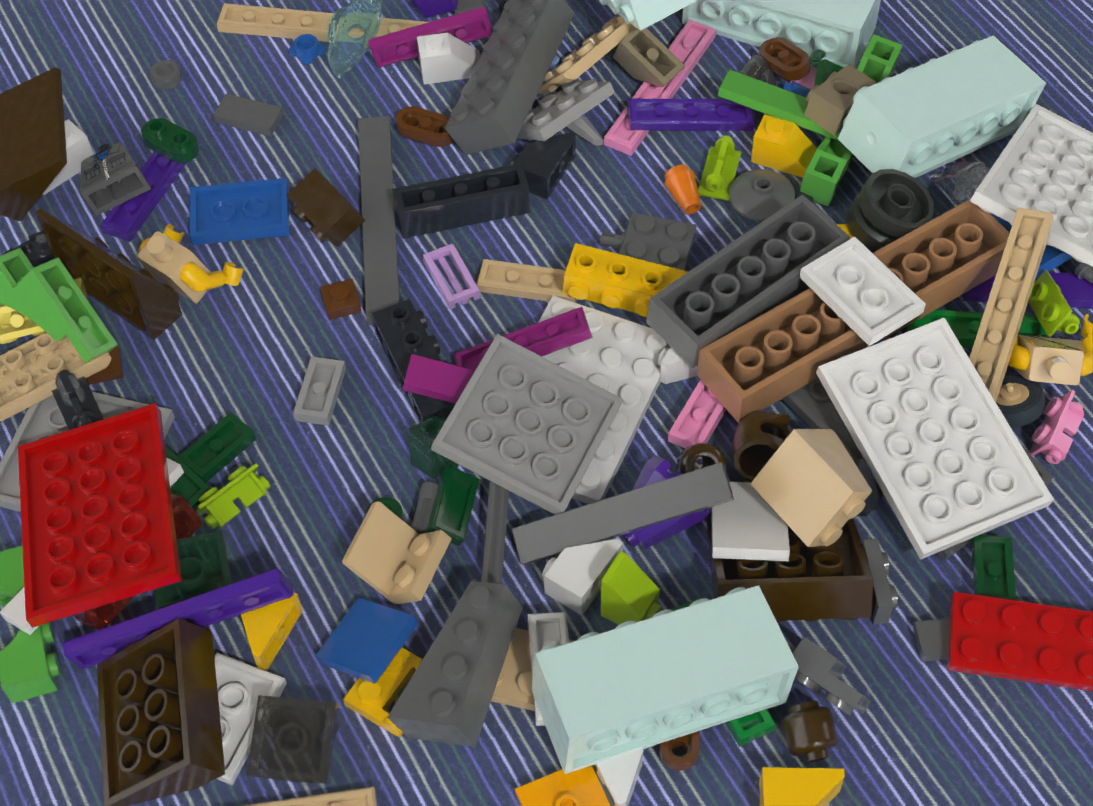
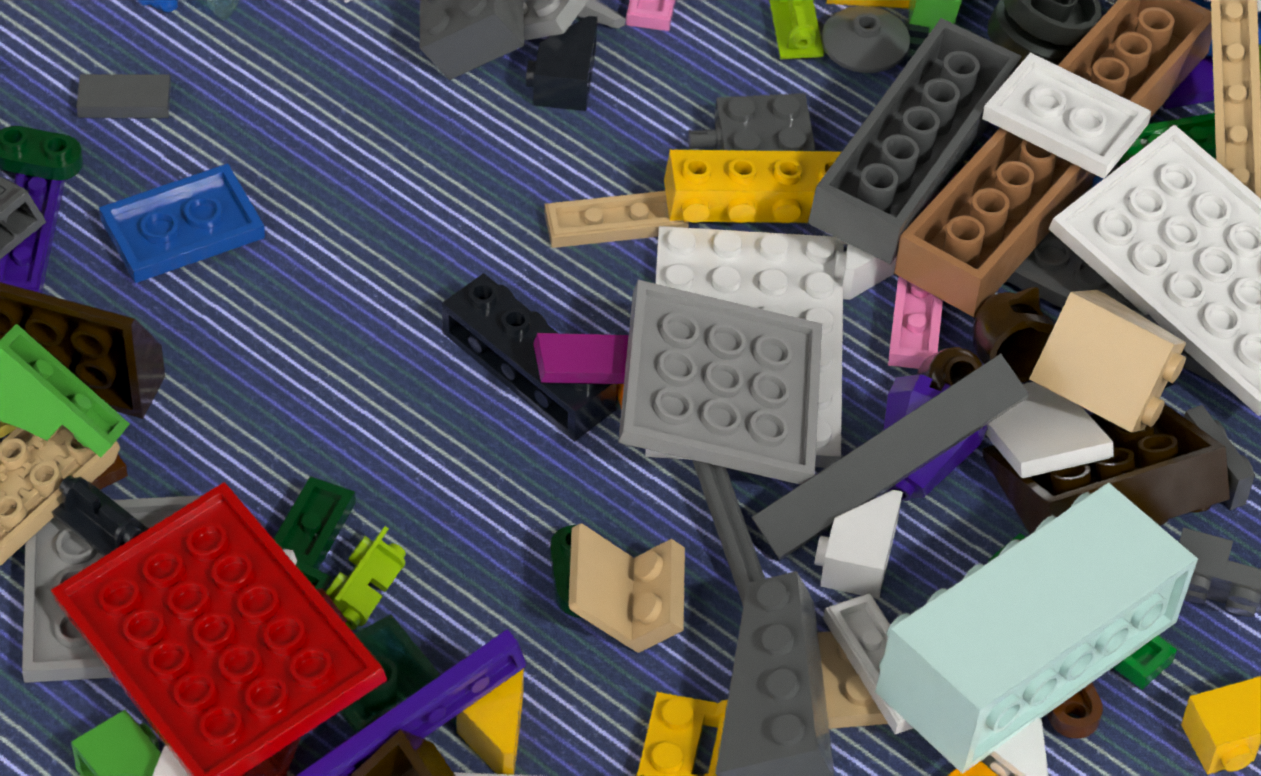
camera: 25 degrees left, 5 degrees down
(181, 268) = (151, 303): torso -> none
(319, 391) = (412, 420): light grey plate -> none
(325, 207) = (304, 188): dark brown brick -> none
(341, 299) = (377, 301): reddish brown plate -> none
(367, 640) = (634, 698): blue tile -> none
(379, 215) = (374, 184): dark grey tile -> none
(420, 443) = (595, 449): clear green panel -> none
(423, 126) = (382, 54): reddish brown plate -> none
(424, 507) = (625, 522): dark grey piece -> none
(453, 504) = (658, 507): dark green tile -> none
(460, 296) = (504, 240): lavender tile -> none
(462, 200) = (486, 135): black brick -> none
(539, 338) = (688, 270): magenta tile -> none
(628, 592) = (937, 550): lime slope -> none
(683, 187) = (760, 52): orange cone -> none
(810, 731) = (1219, 645): dark brown head -> none

